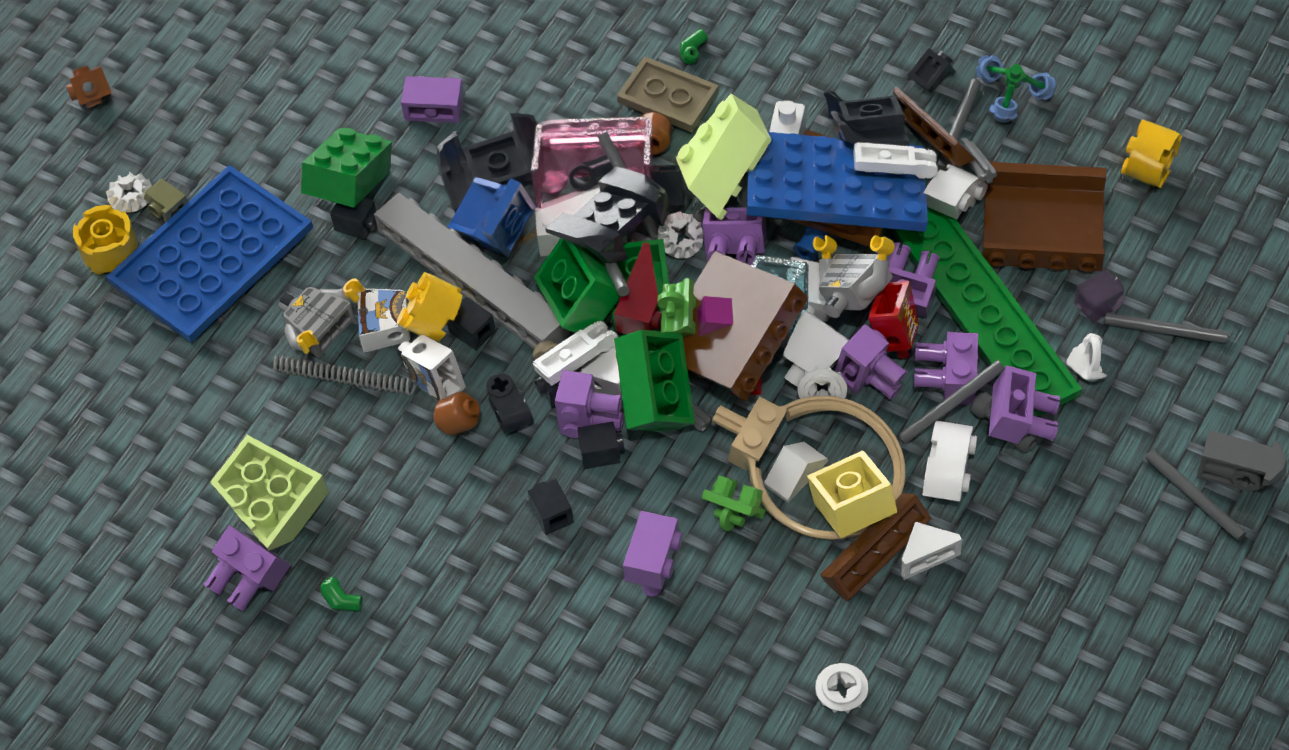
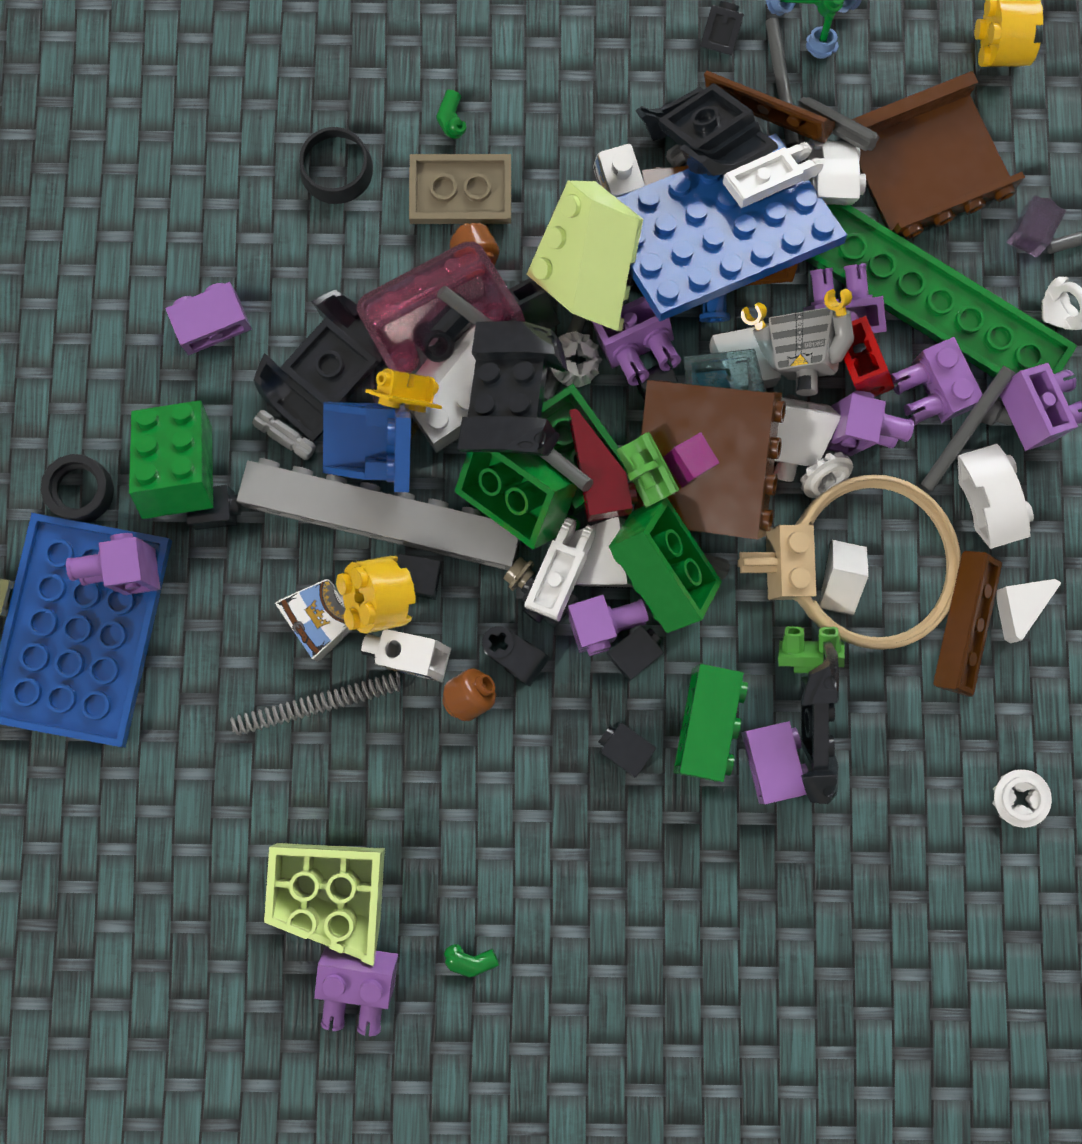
camera: 35 degrees left, 25 degrees up
(267, 210) = (122, 564): none -> medium lavender brick
(271, 148) = (54, 476): none -> black tyre
(318, 316) = (247, 654): torso -> none
(437, 195) = (284, 435): none -> light grey axle
(542, 192) = (393, 390): none -> yellow hinge
(591, 63) = (342, 194): none -> black tyre
(611, 514) = (710, 723): none -> green brick
(717, 496) = (818, 697): none -> black piece
(852, 494) = (928, 586): light yellow brick -> none

